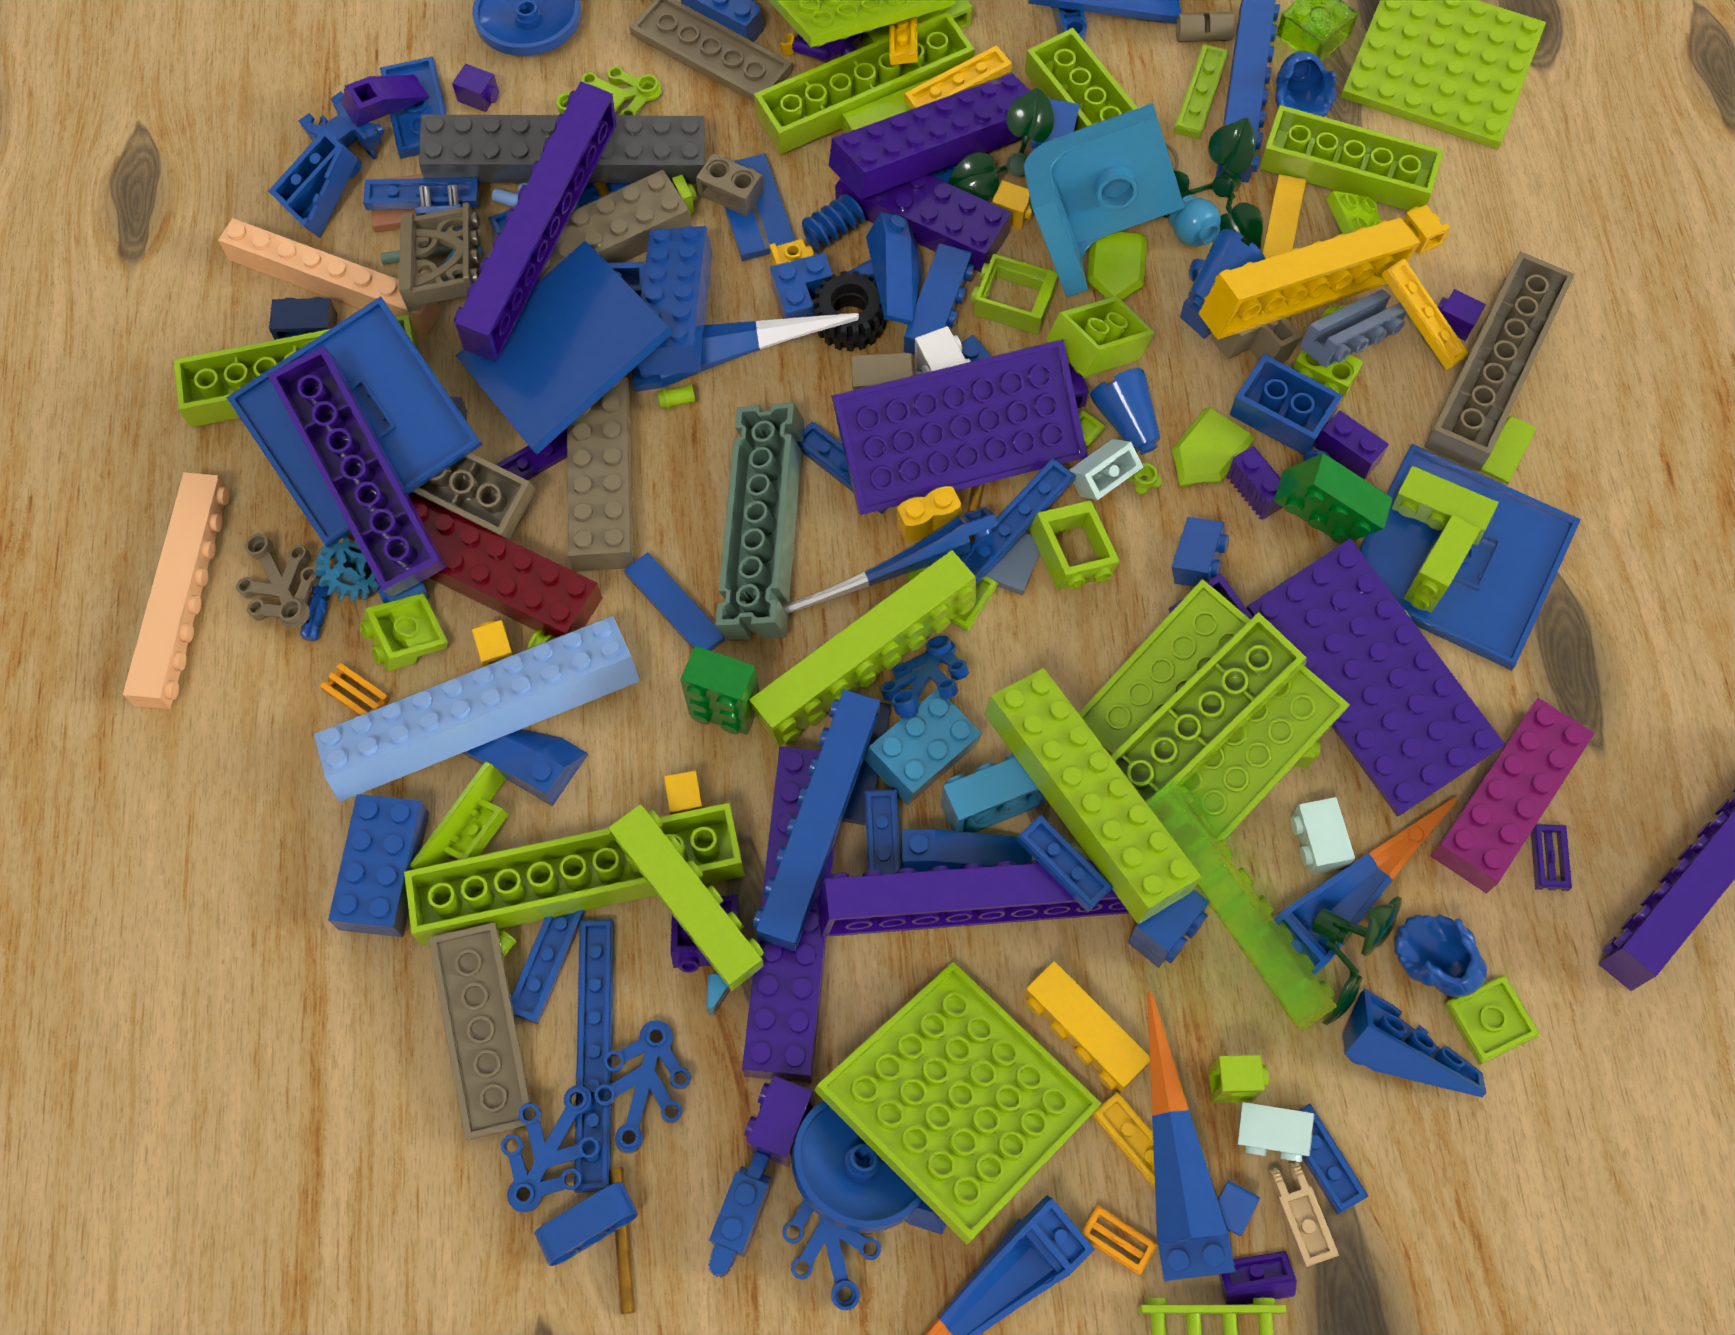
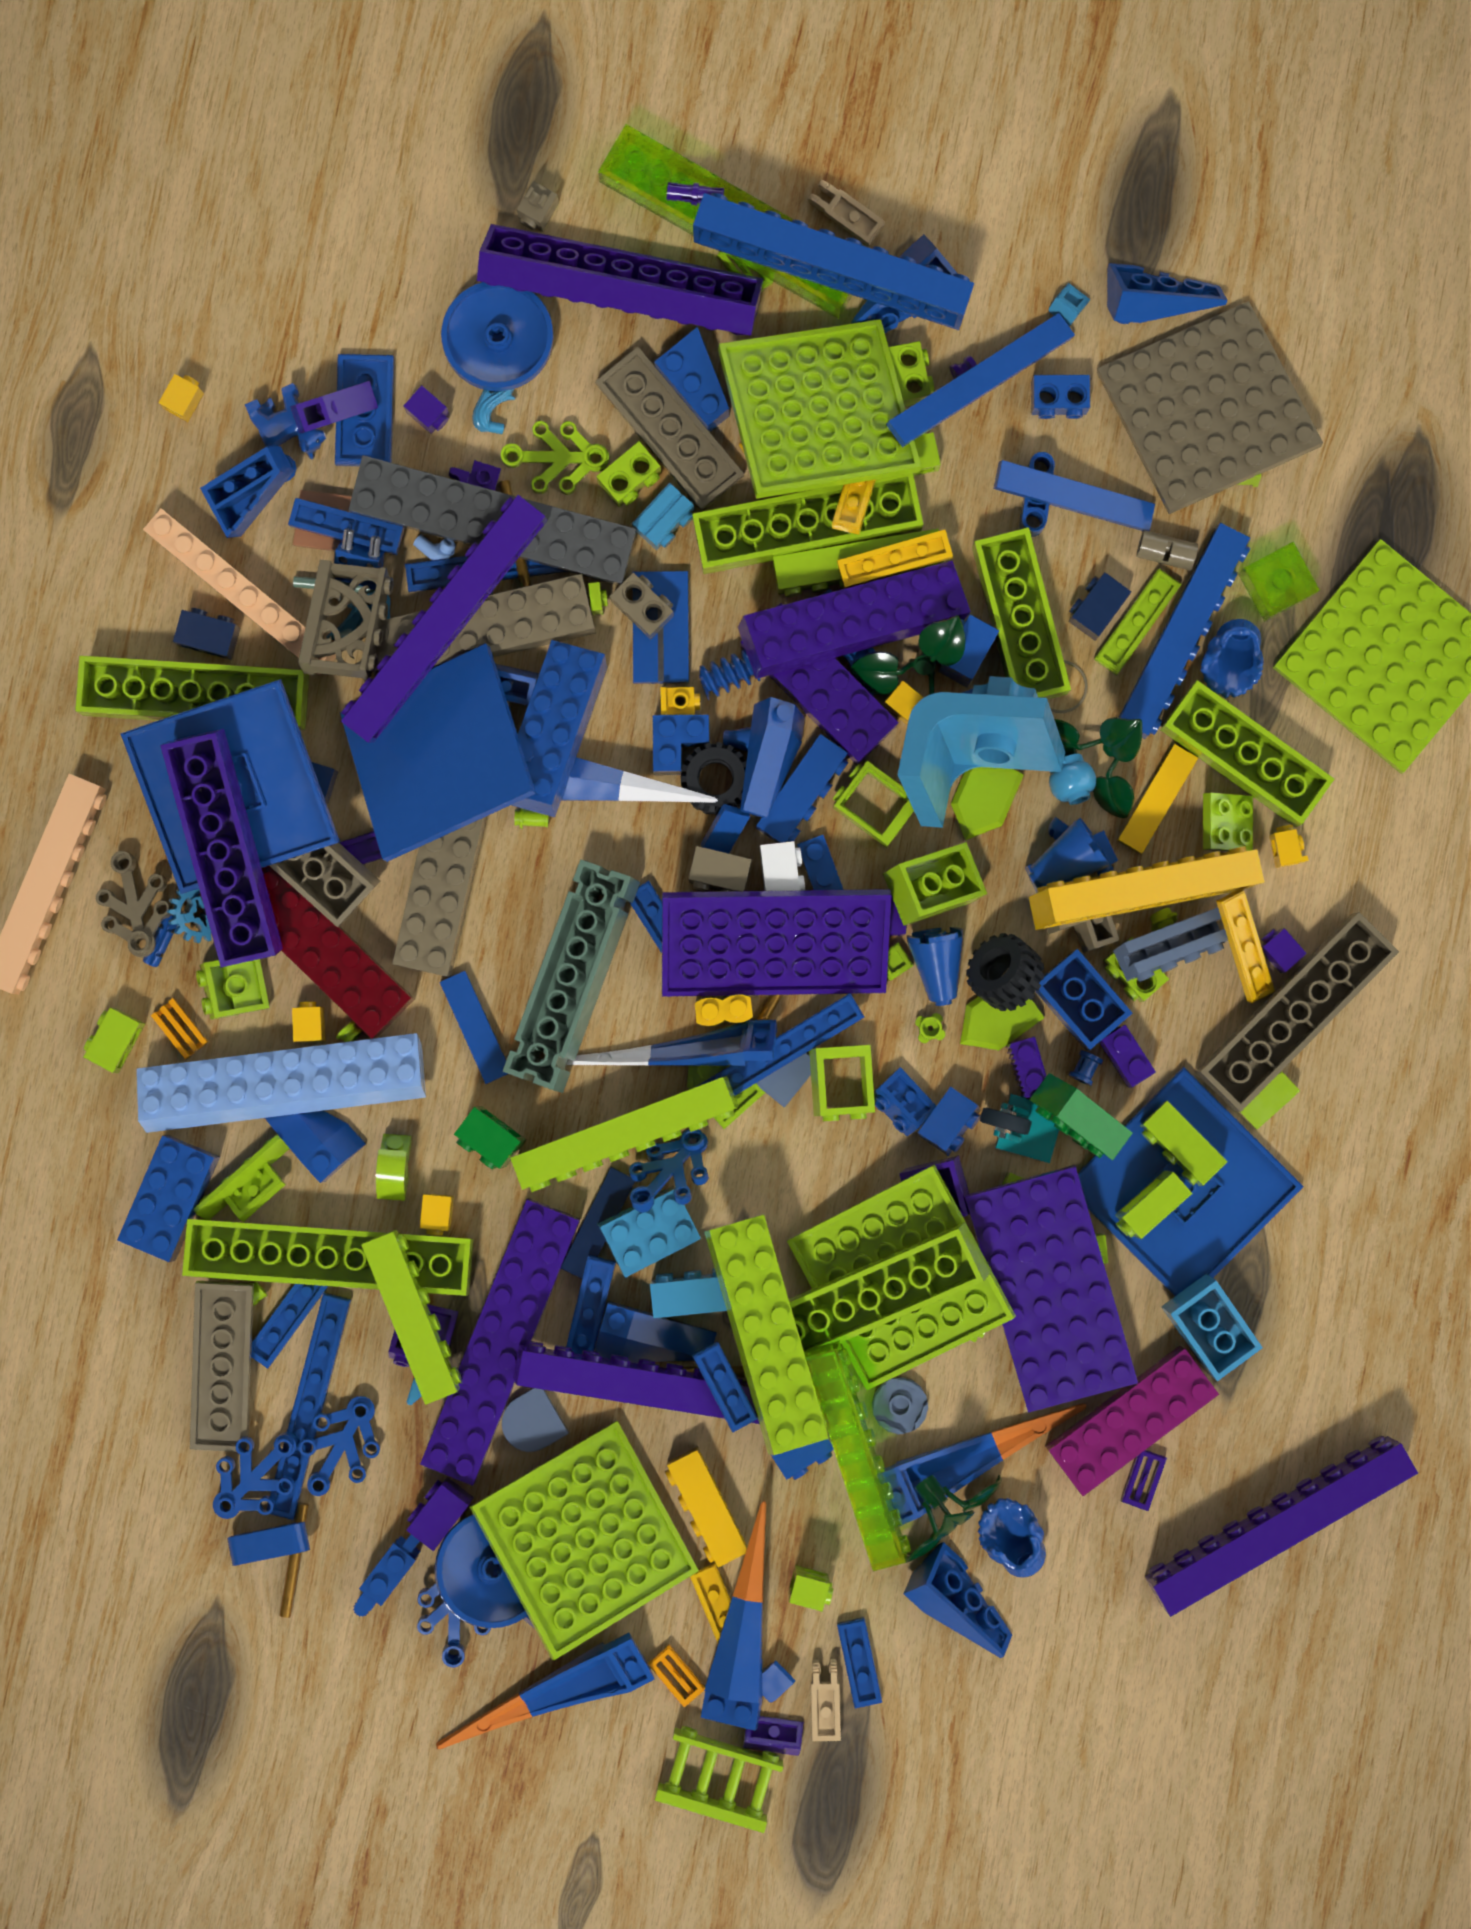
camera: 15 degrees right, 20 degrees up
(235, 135) = (181, 397): none -> yellow brick
(283, 720) = (113, 1039): none -> lime brick
(533, 68) = (485, 405): none -> dark azure piece
(623, 763) = (393, 1167): none -> lime brick
(684, 89) = (624, 470): none -> lime brick
(728, 115) = (663, 517): none -> dark azure brick
(818, 820) = (539, 1280): blue brick -> none
(857, 993) = (532, 1421): none -> sand blue tile
(876, 337) = (725, 829): none -> blue tile
(1105, 469) = (895, 1015): light aqua brick -> none
(1144, 552) = (903, 1102): none -> blue bracket
(1162, 82) = (1099, 606): none -> dark blue brick
(1201, 394) = (993, 960): none -> black tyre
(1260, 854) = (899, 1405): none -> sand blue tile
(1276, 540) = (1022, 1129): none -> teal plate
(1276, 1130) = (827, 1636): light aqua brick -> none
(1322, 836) = (958, 1407): light aqua brick -> none
(1492, 1020) = (1038, 1598): lime tile -> none
(1556, 668) = (1212, 1327): none -> dark azure brick

